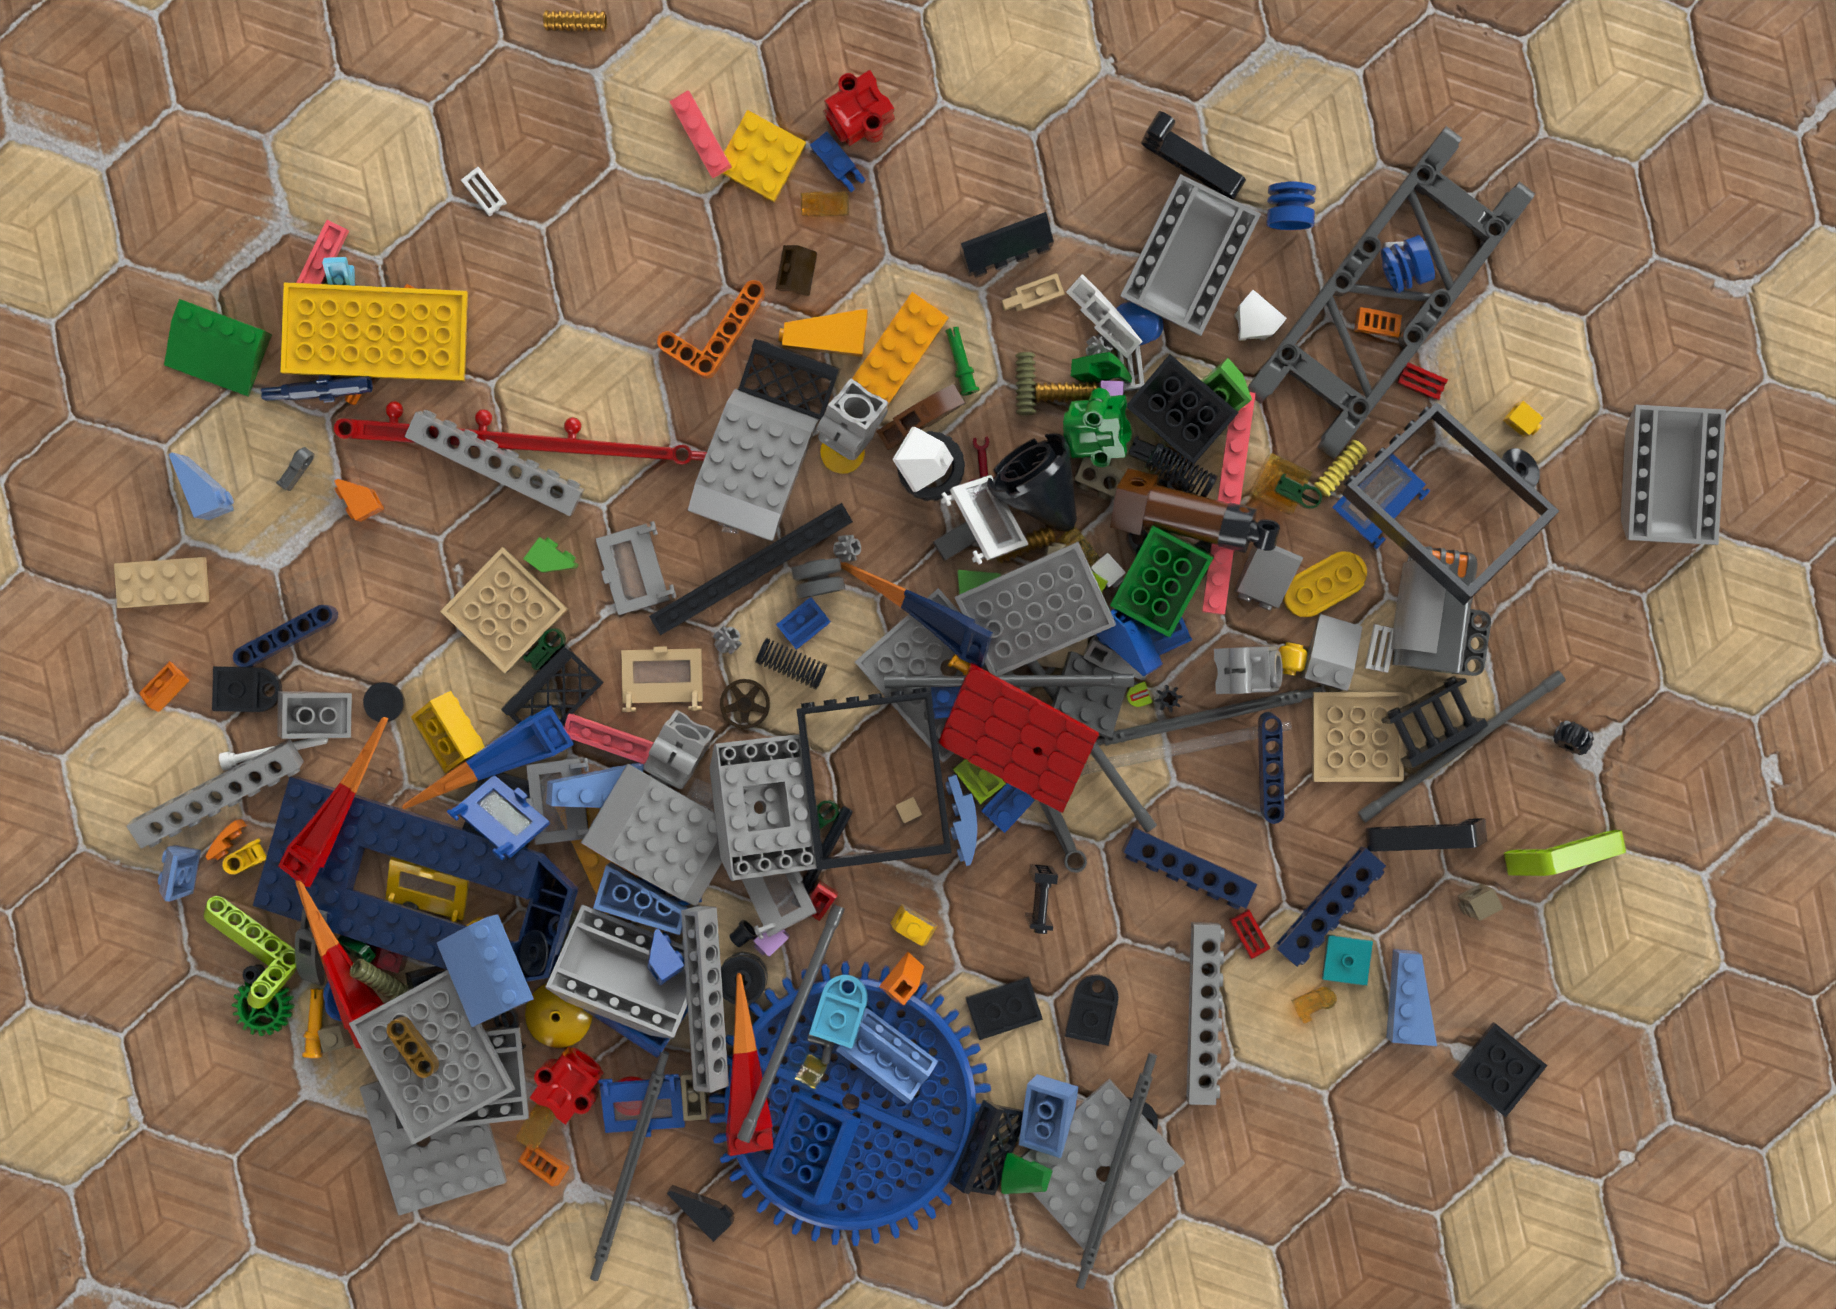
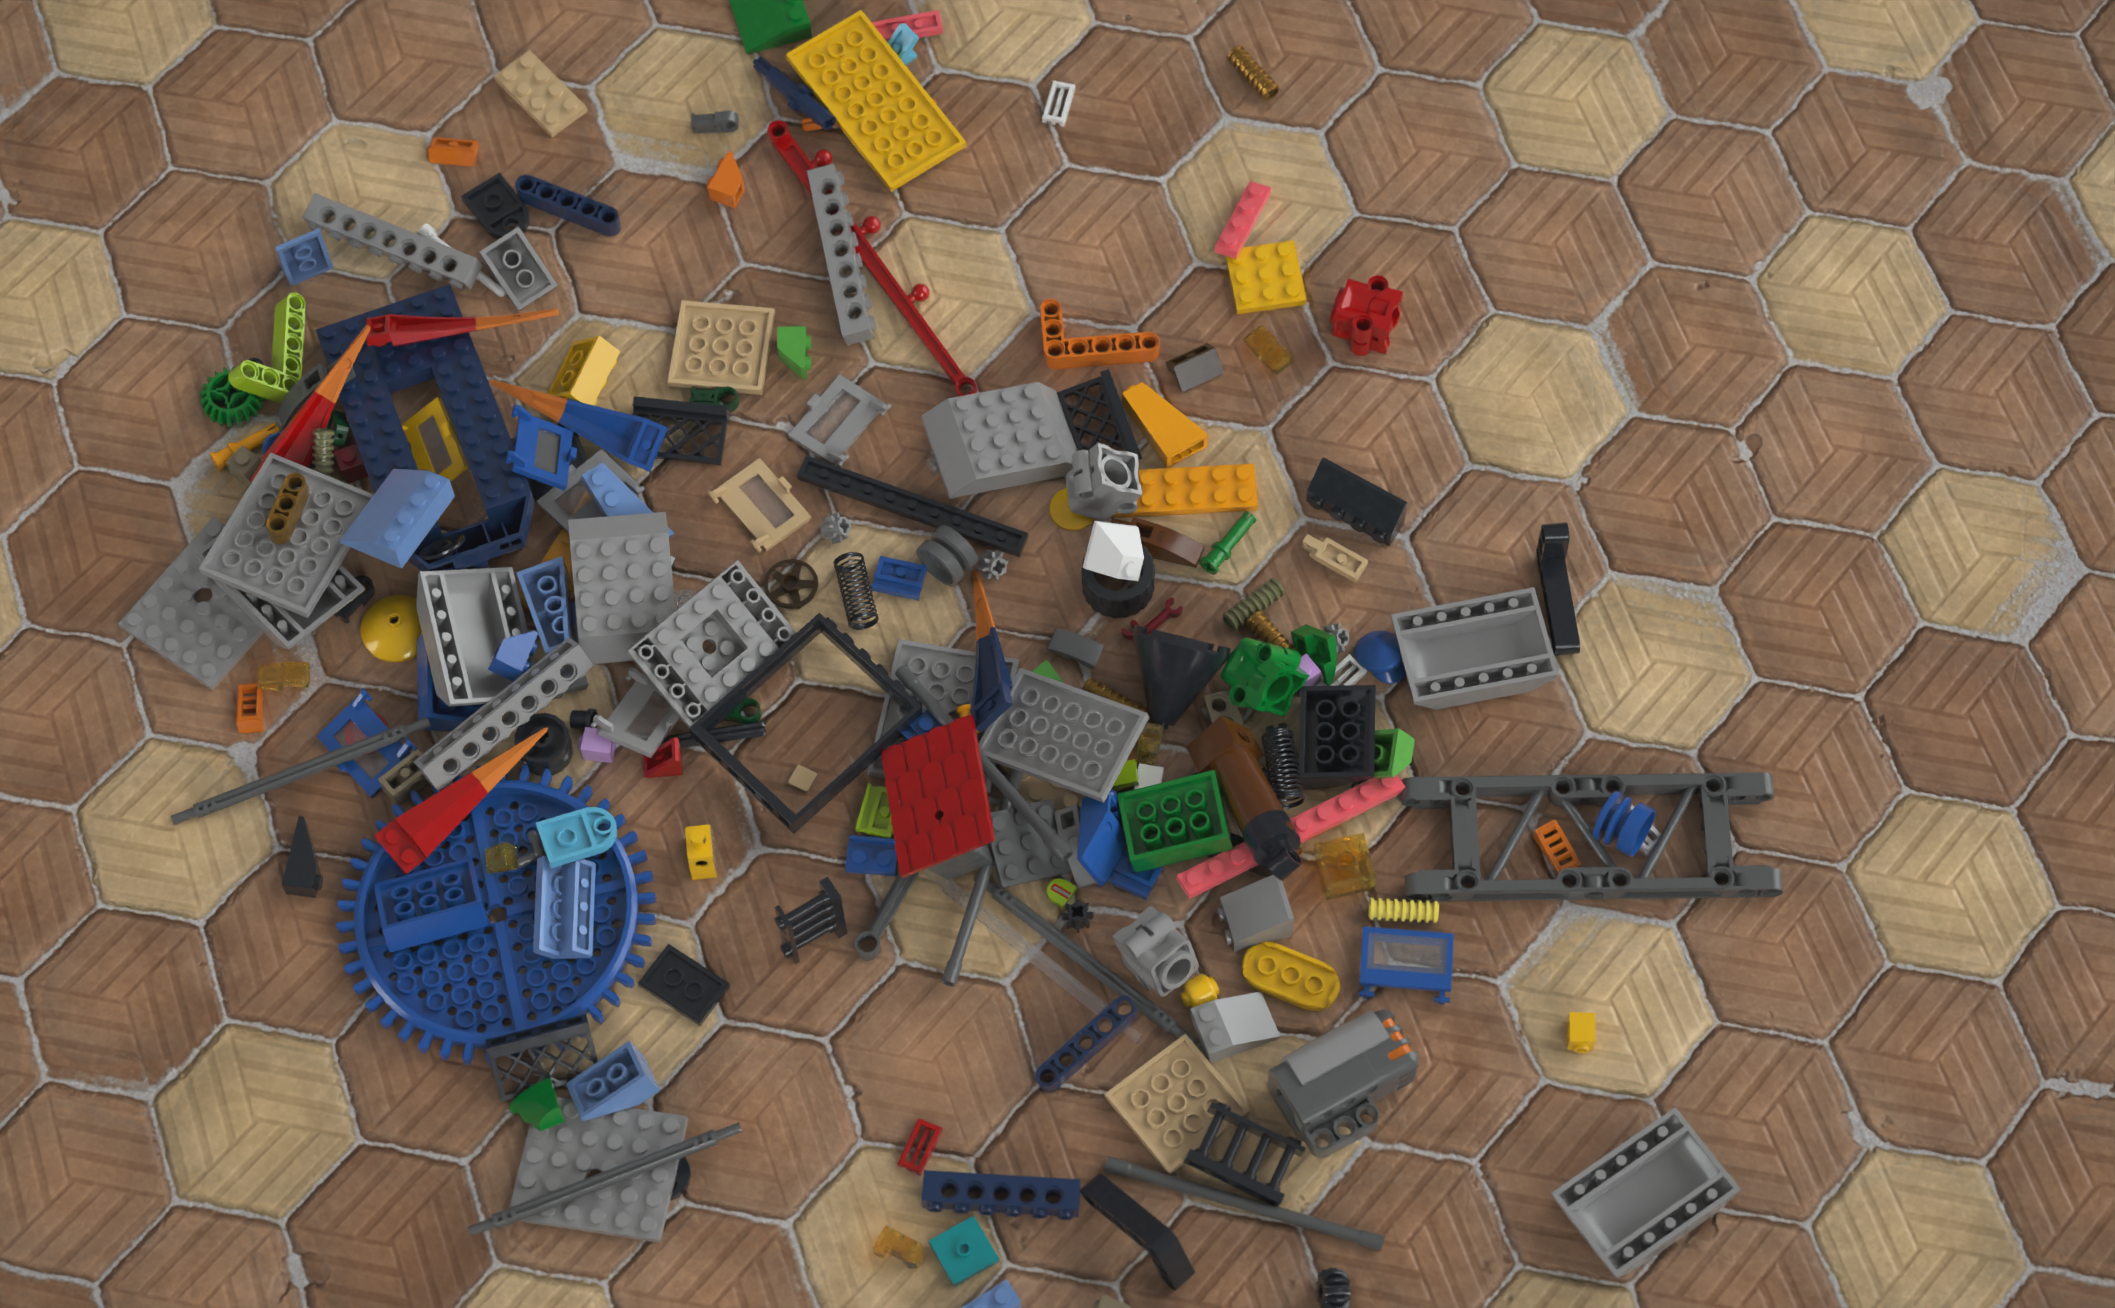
camera: 55 degrees right, 25 degrees down
(203, 493) = (640, 66): medium blue slope -> none
(221, 844) = (351, 274): orange slope -> none
(248, 856) = (357, 300): yellow piece -> none
(383, 701) = (573, 313): black piece -> none
(570, 1079) = (340, 668): red piece -> none
(608, 738) = (674, 498): coral plate -> none
(678, 750) = (706, 547): light grey piece -> none
(750, 1122) = (419, 823): dark grey piece -> none
(836, 160) = (1312, 332): blue hinge -> none
(903, 979) = (646, 864): orange slope -> none
(965, 828) = (825, 832): medium blue slope -> none
(987, 518) = (1109, 646): piece -> none
(1092, 1012) = (739, 1062): black tile -> none
(1104, 316) = (1365, 621): white slope -> none
(1208, 1093) = (884, 1099): light grey brick -> none
(1238, 897) = (928, 983): dark blue brick -> none
(1257, 318) = (1473, 748): white slope -> none
(1291, 201) = (1588, 697): blue wheel -> none
(1294, 492) = (1346, 872): dark green piece -> none
(1388, 655) = (1264, 1060): white tile -> none
(1410, 544) = (1428, 1074): black door -> none
(1440, 388) = (1546, 913): red tile -> none
(1523, 465) = (1542, 1059): black dish -> none

